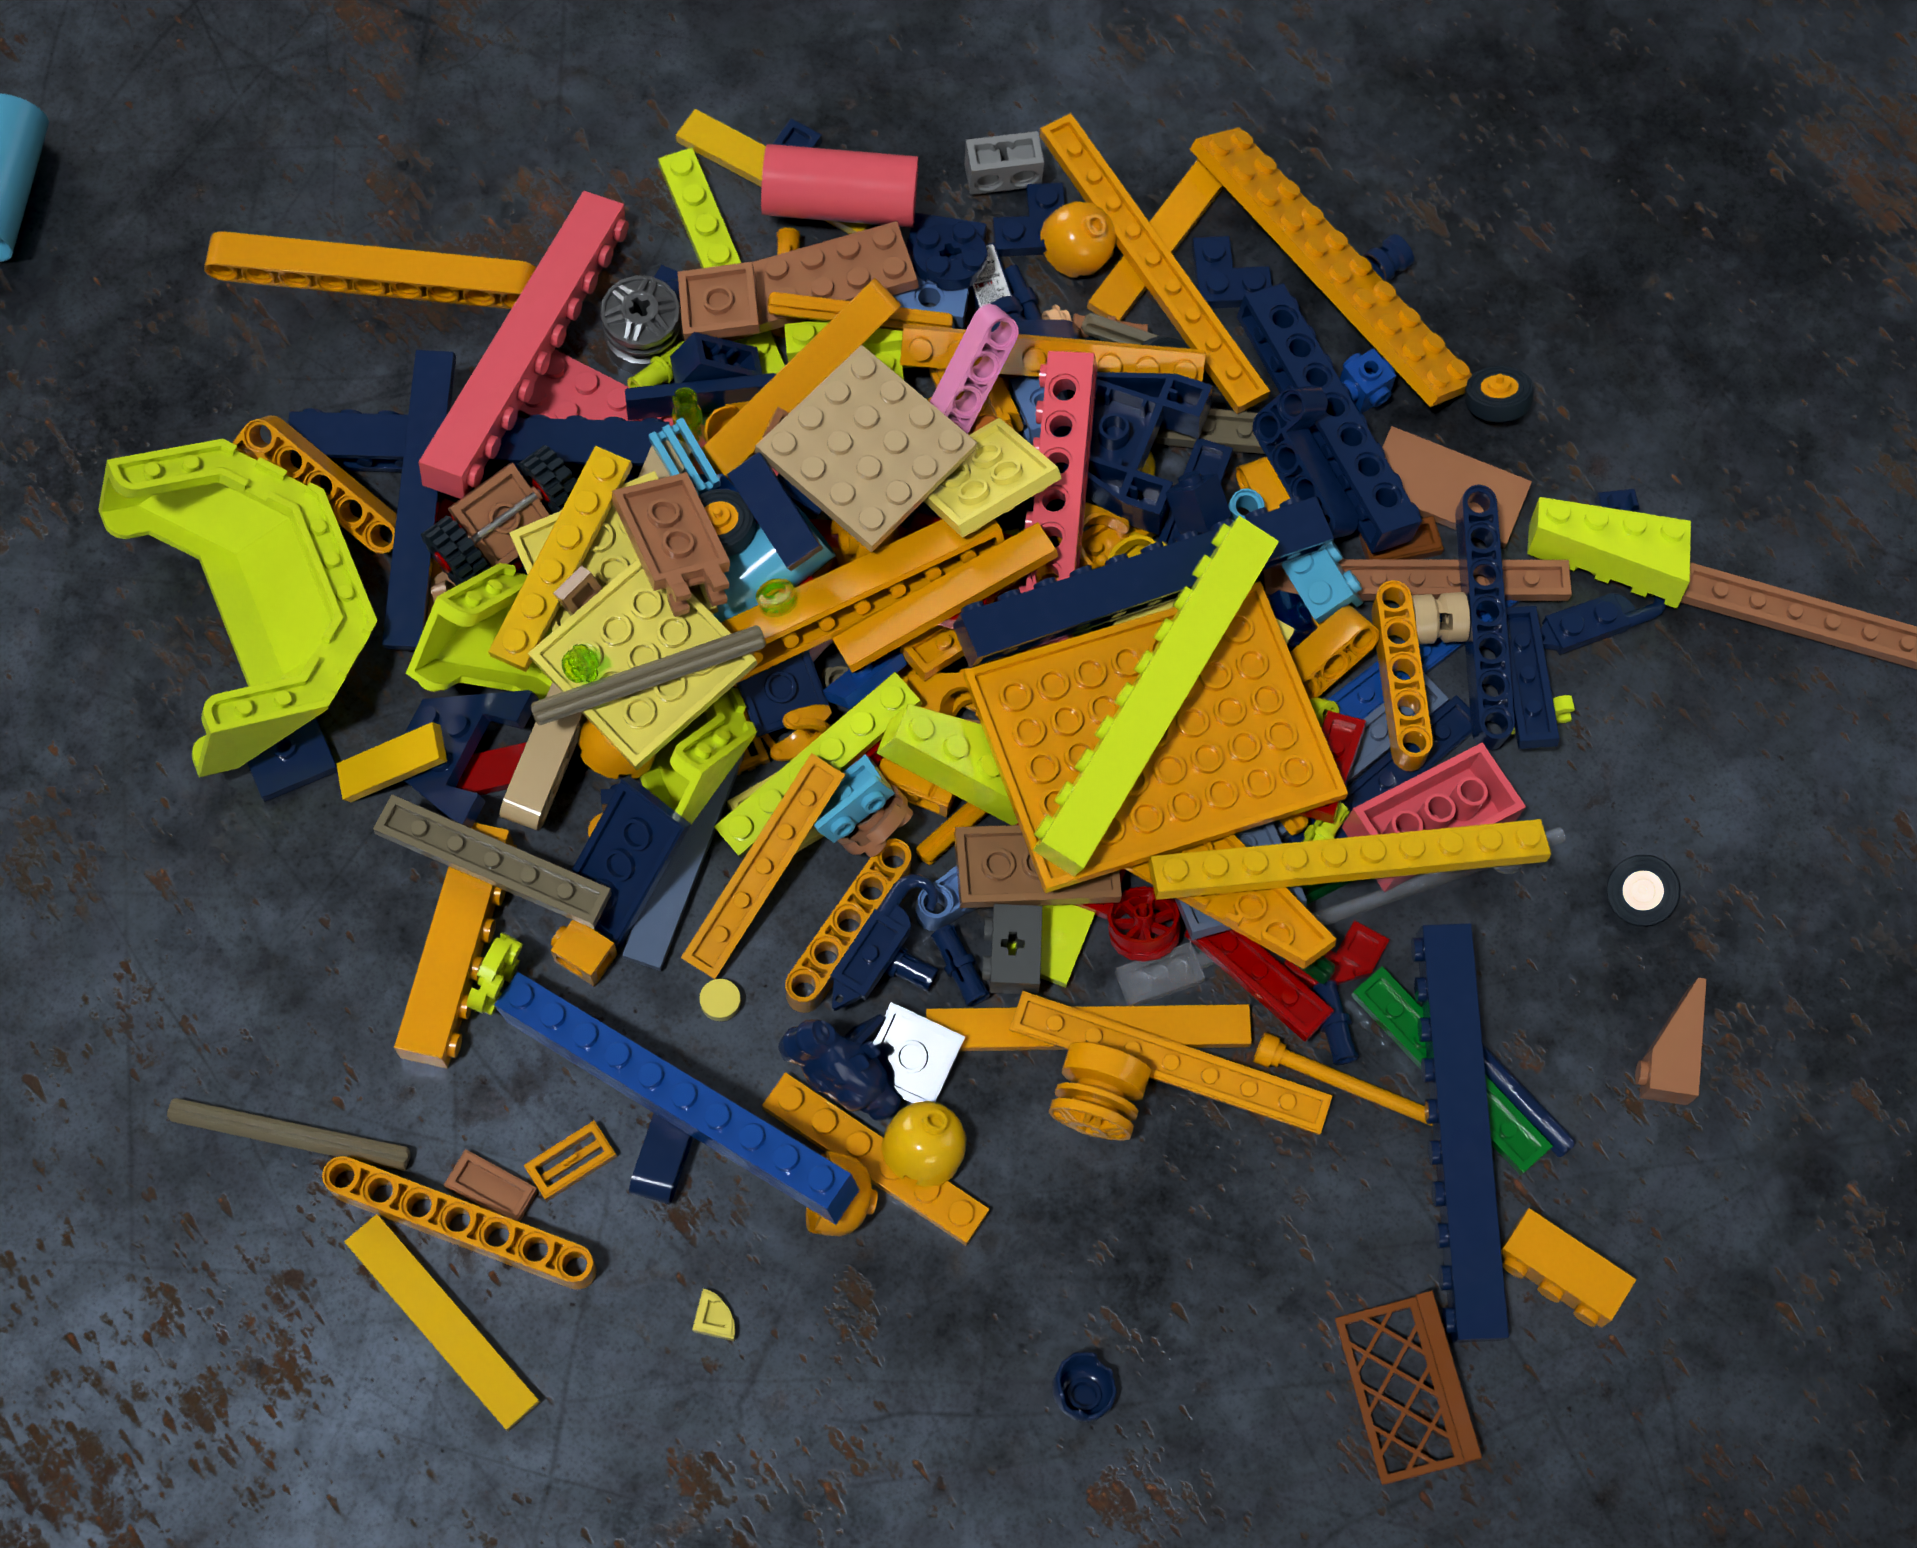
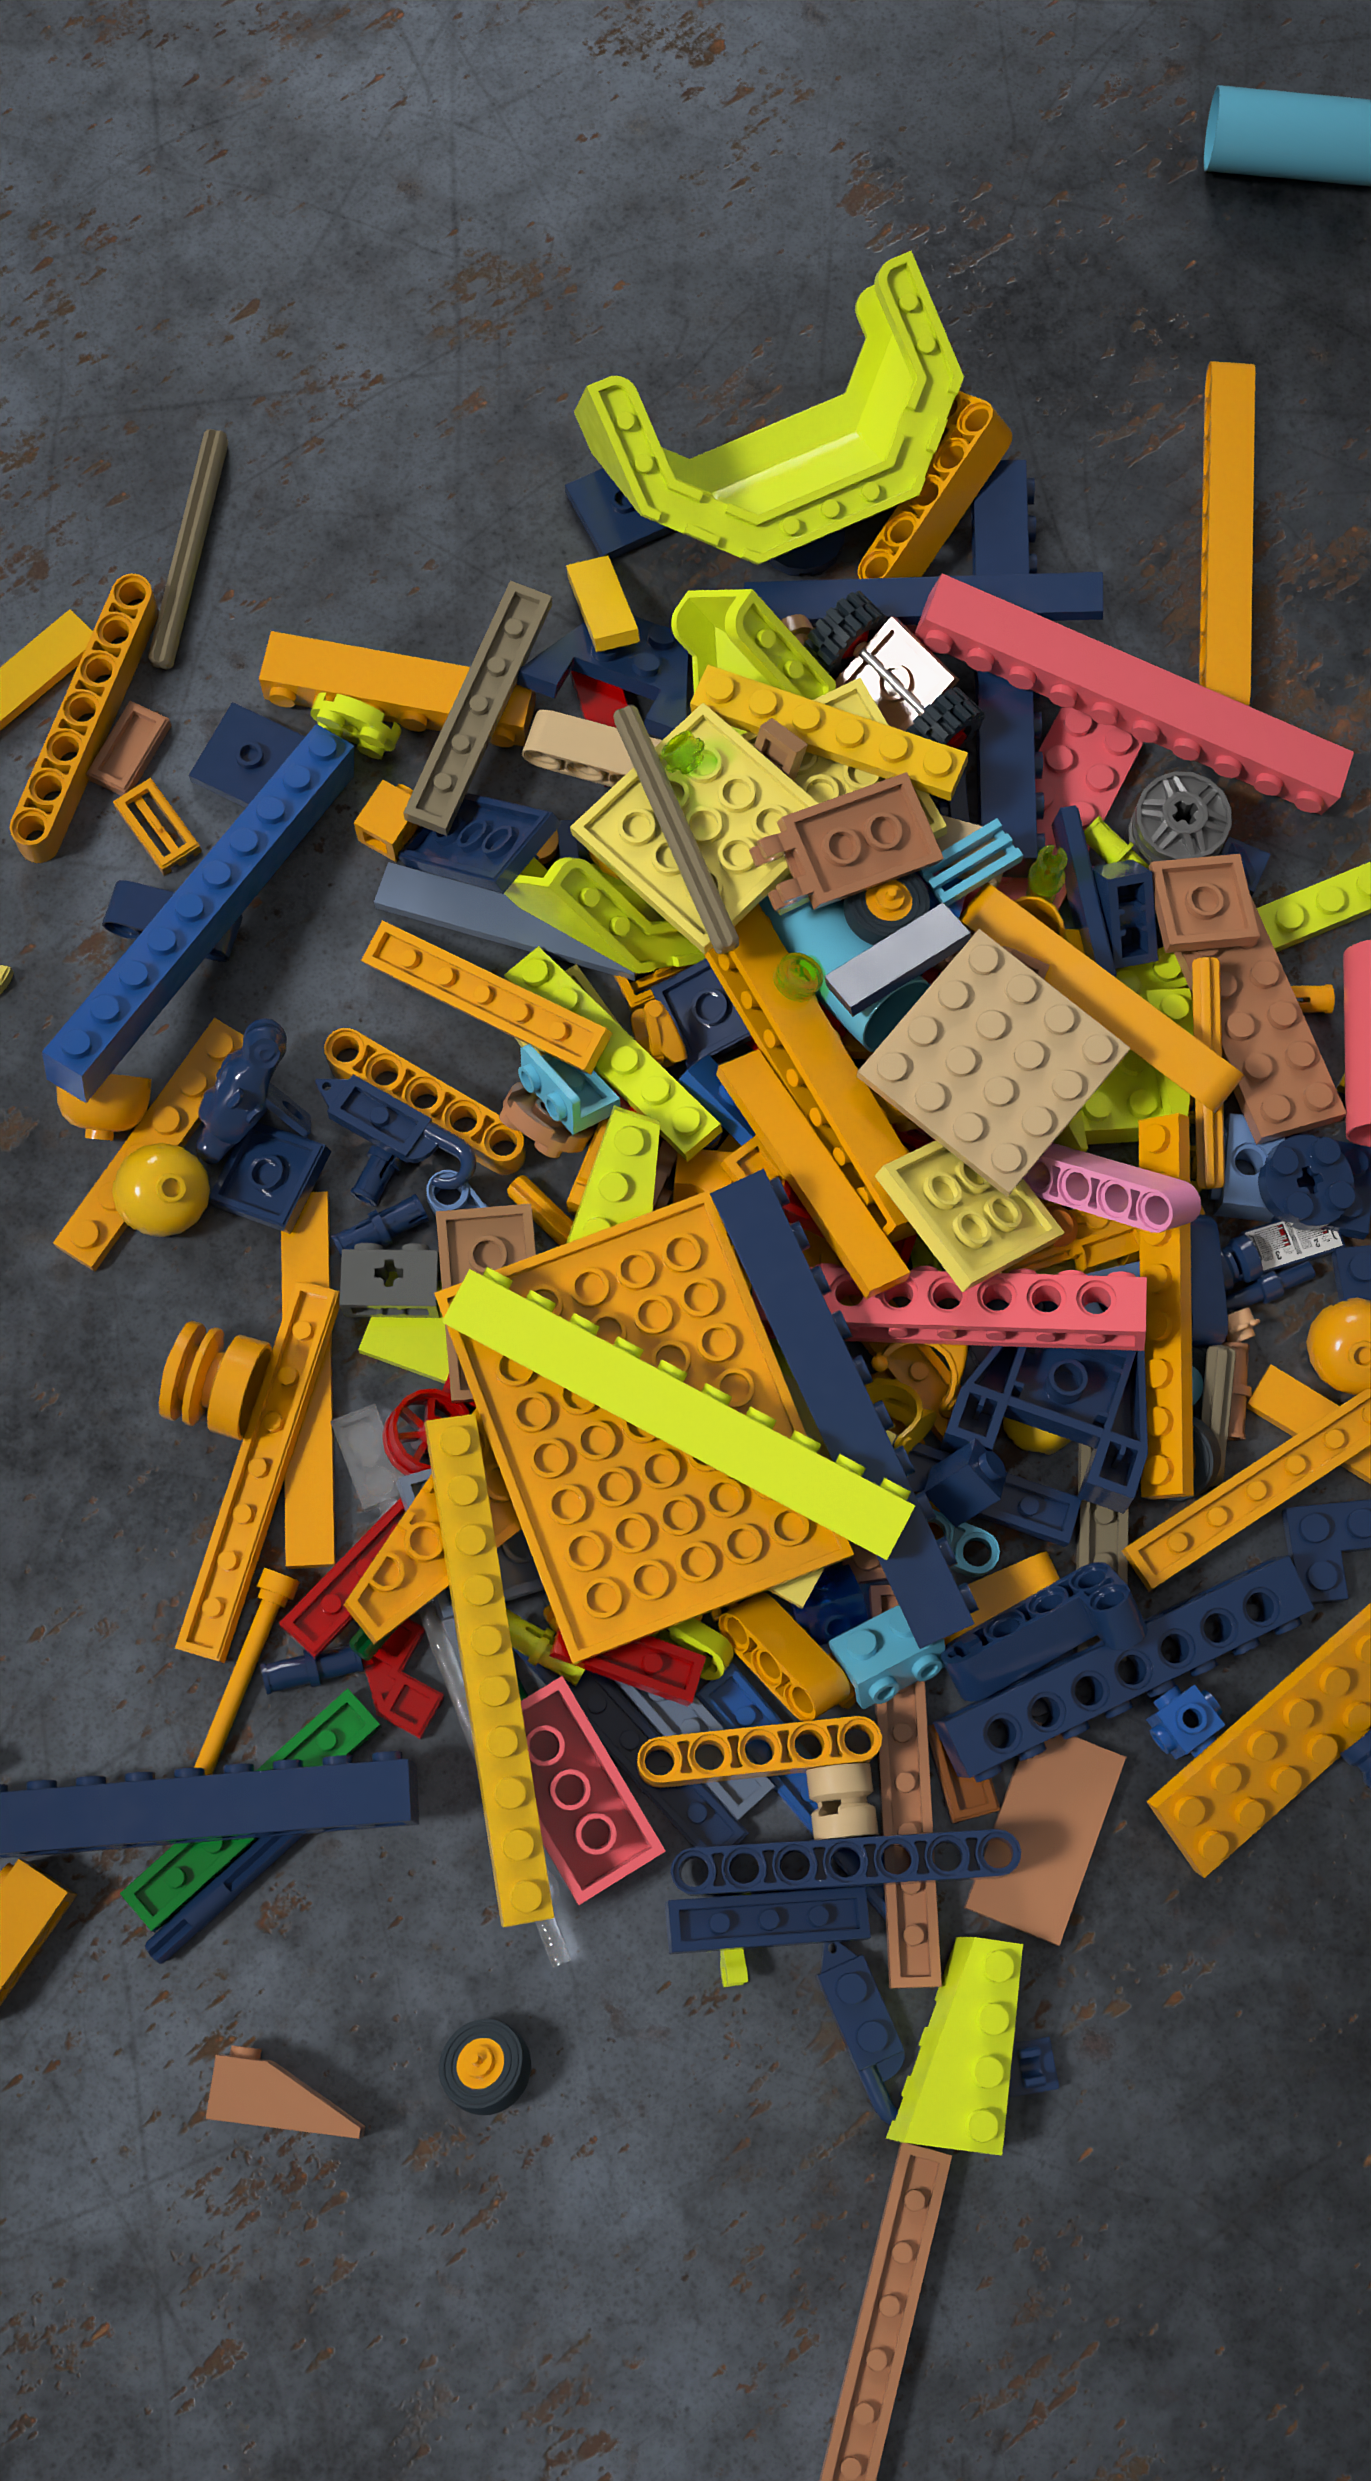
camera: 90 degrees right, 5 degrees up
(511, 1077) = (243, 755): none -> dark blue plate
(720, 1000) = (339, 970): light yellow tile -> none
(1499, 393) = (1183, 1903): black wheel -> none

